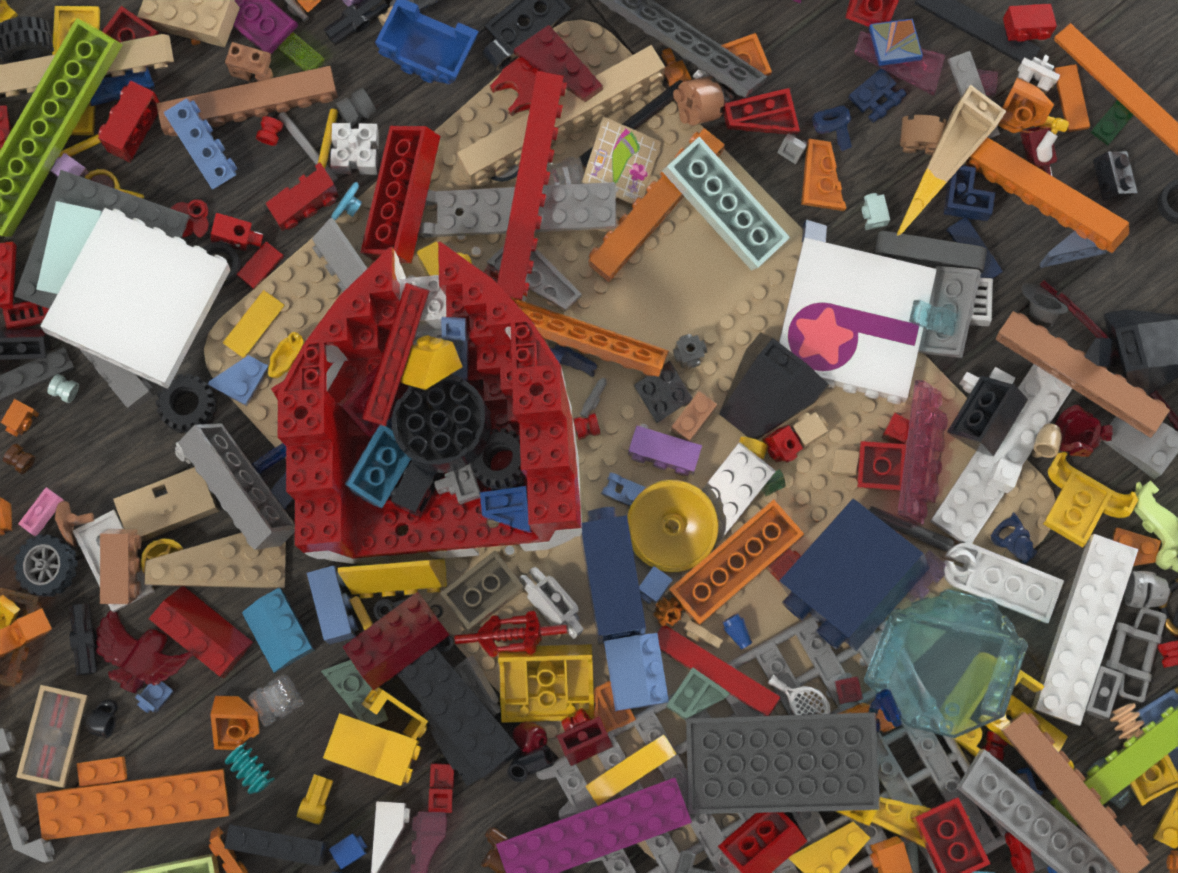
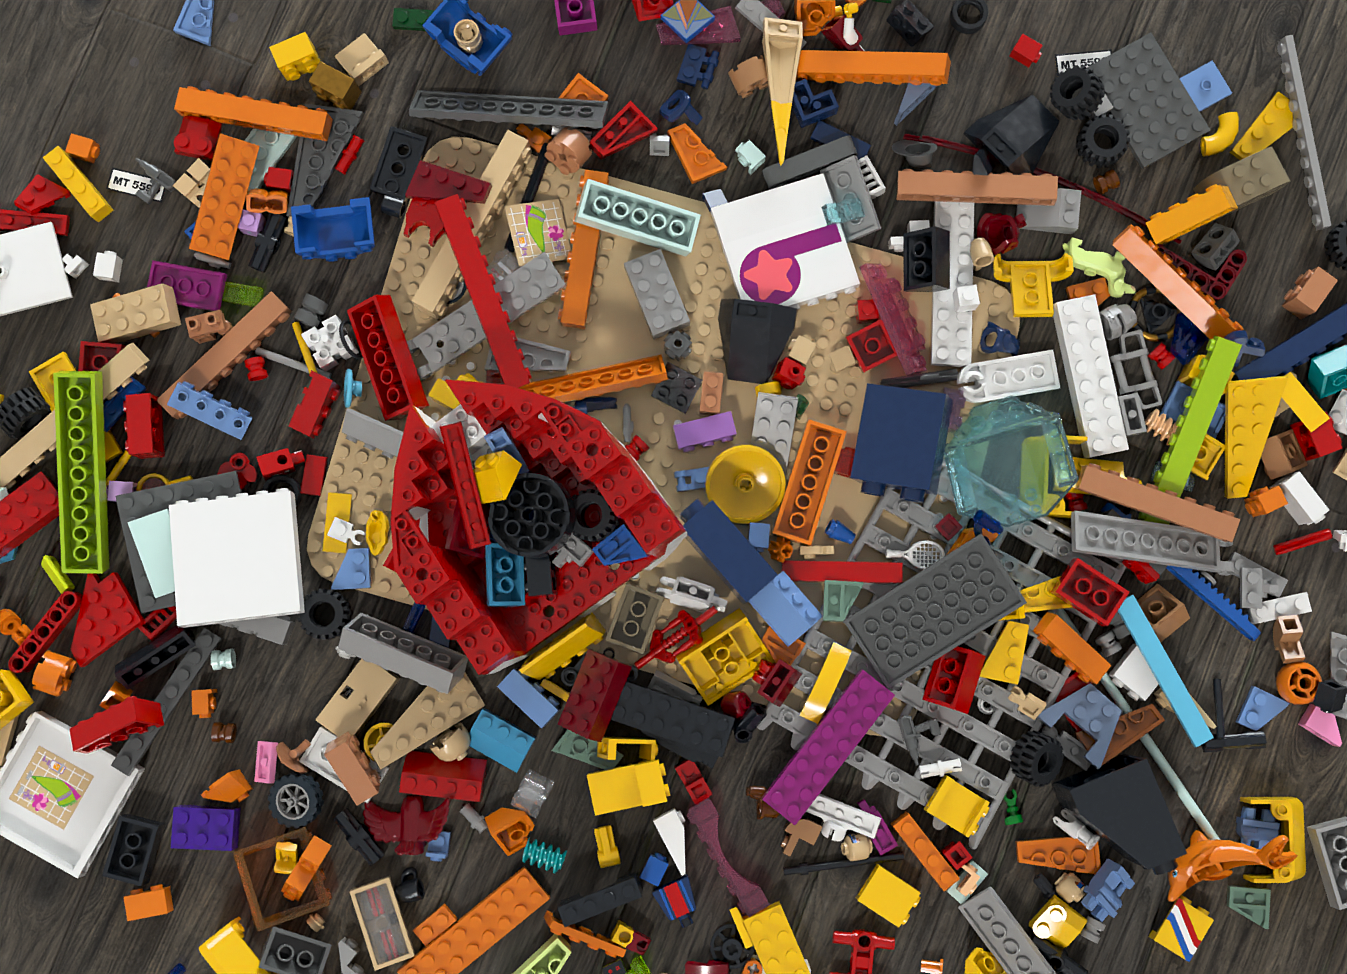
camera: 30 degrees left, 5 degrees up
(205, 696) = (474, 818): none -> light grey pin
(229, 605) = (452, 744): none -> tan cylinder
(253, 335) = (343, 531): none -> white plate
(368, 153) = (344, 341): none -> black tyre
(700, 289) = (657, 294): none -> light grey brick

